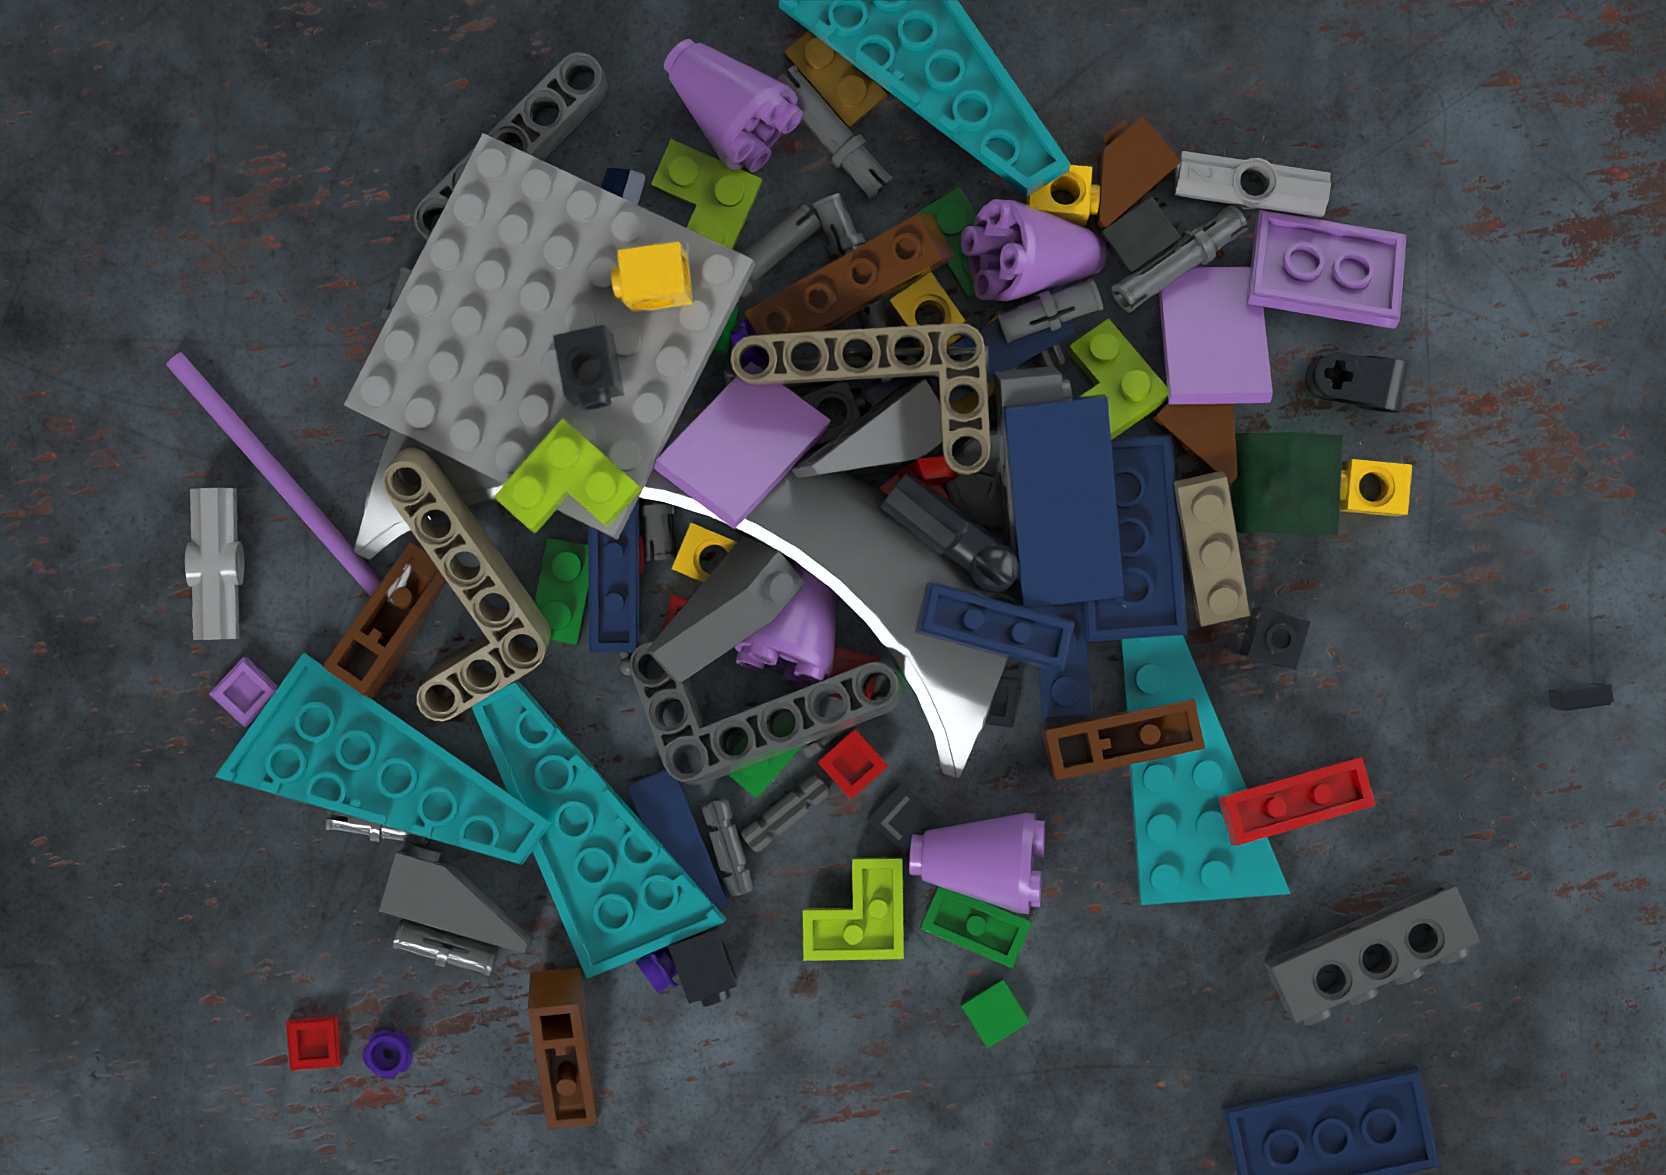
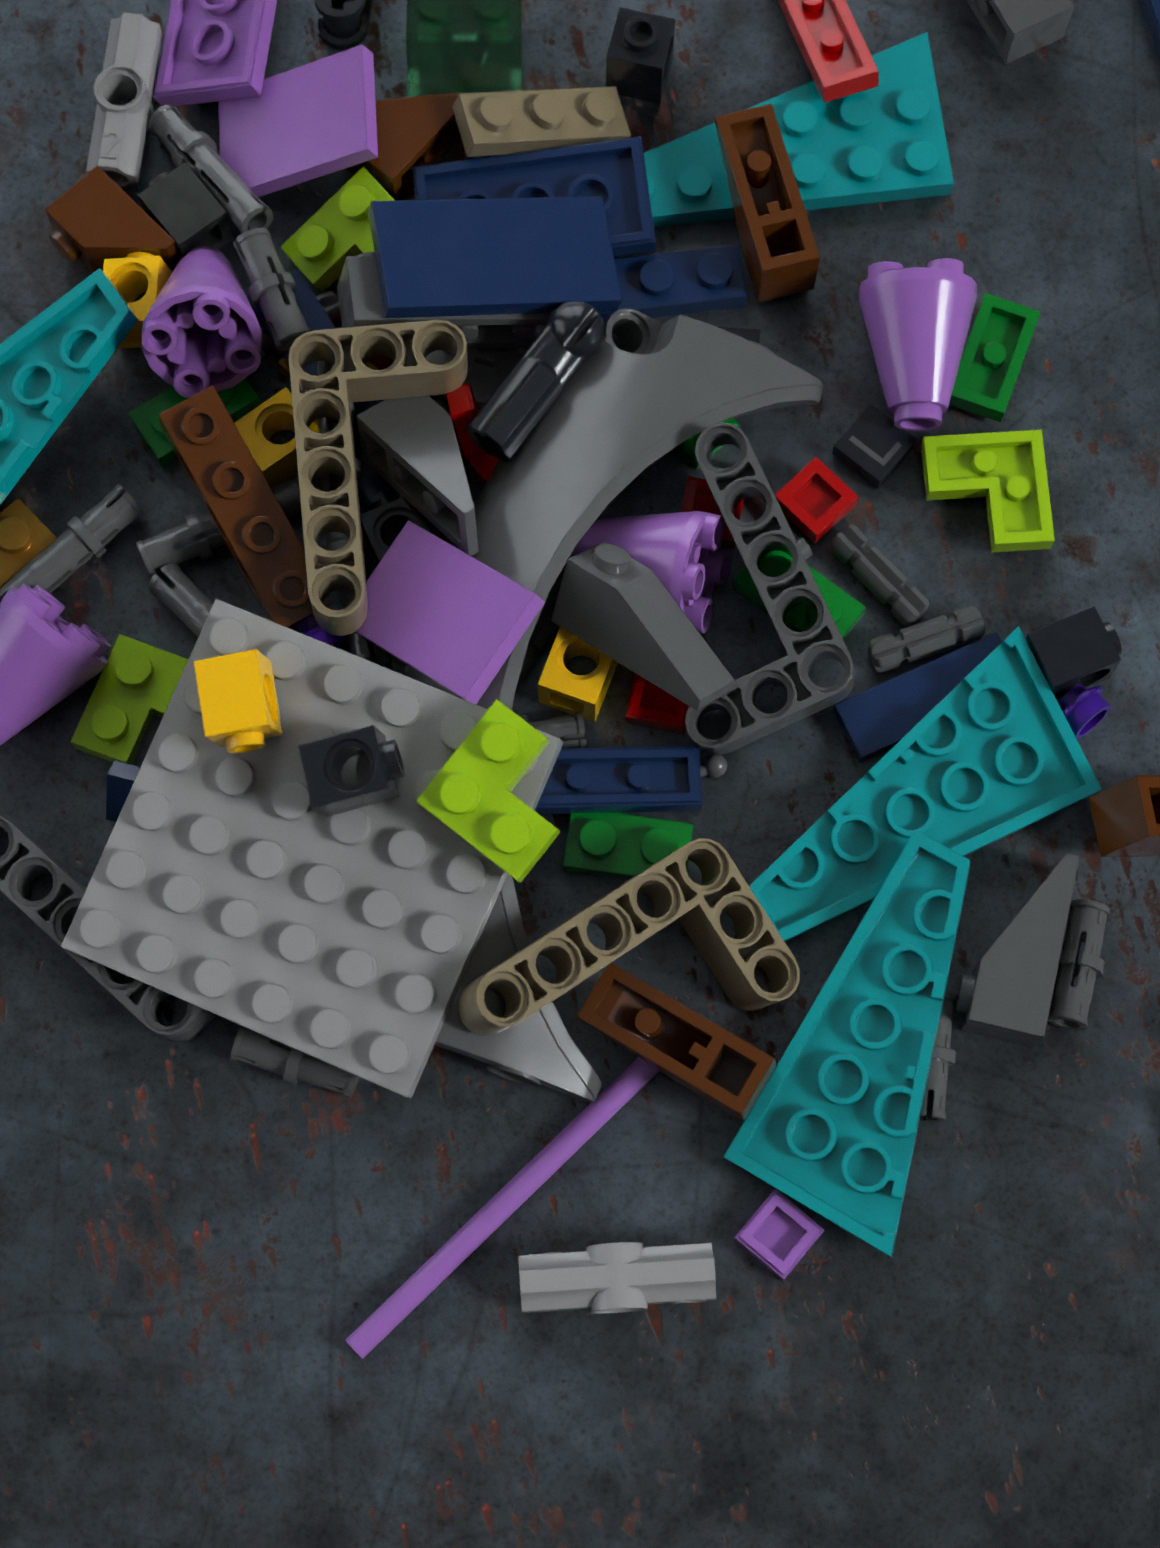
camera: 90 degrees left, 15 degrees down
(994, 626) = (645, 327): dark blue tile -> none
(994, 1012) = (1093, 336): green tile -> none

